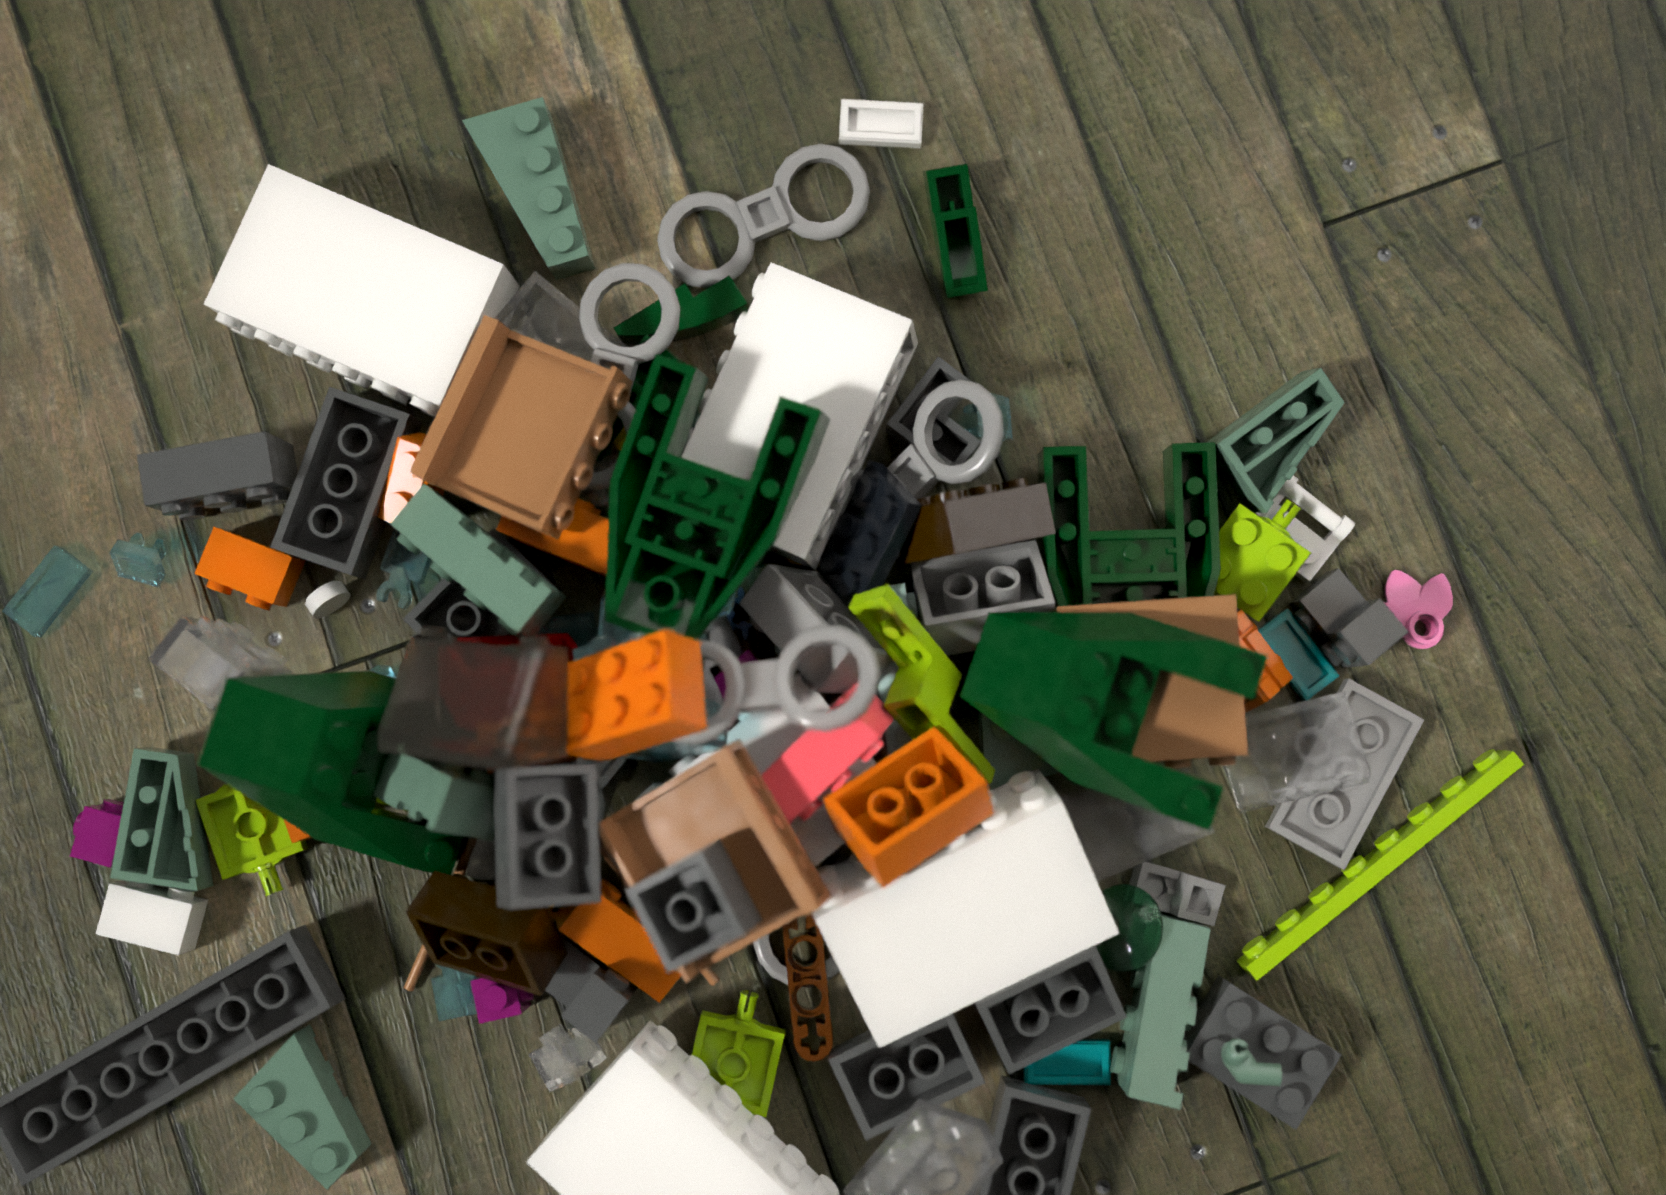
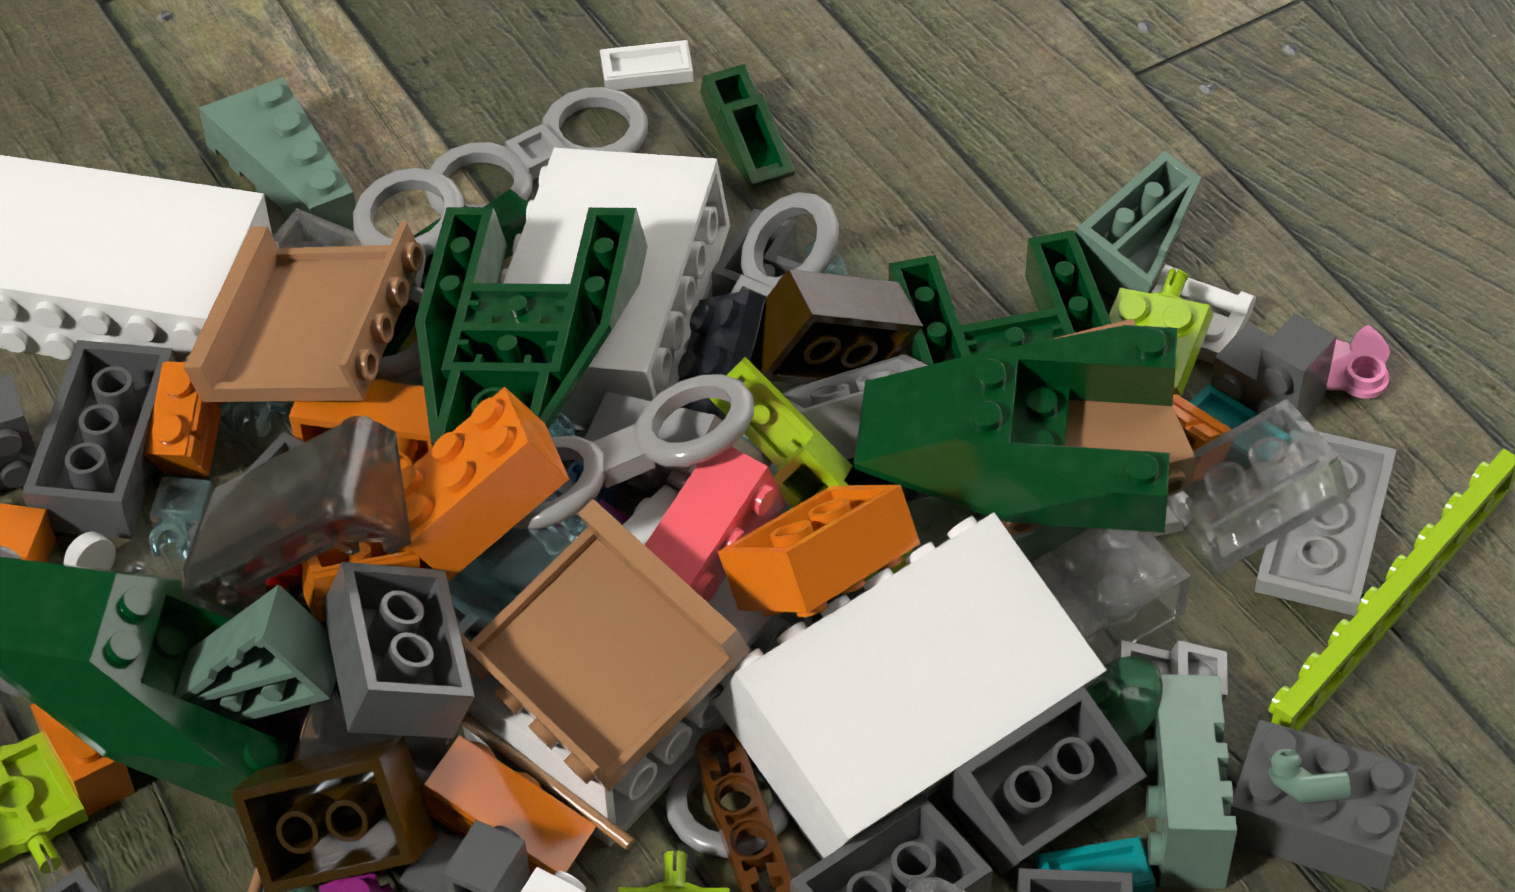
camera: 15 degrees left, 35 degrees down
(477, 562) = (239, 430): sand green wedge -> none
(694, 905) = (588, 671): dark grey brick -> none

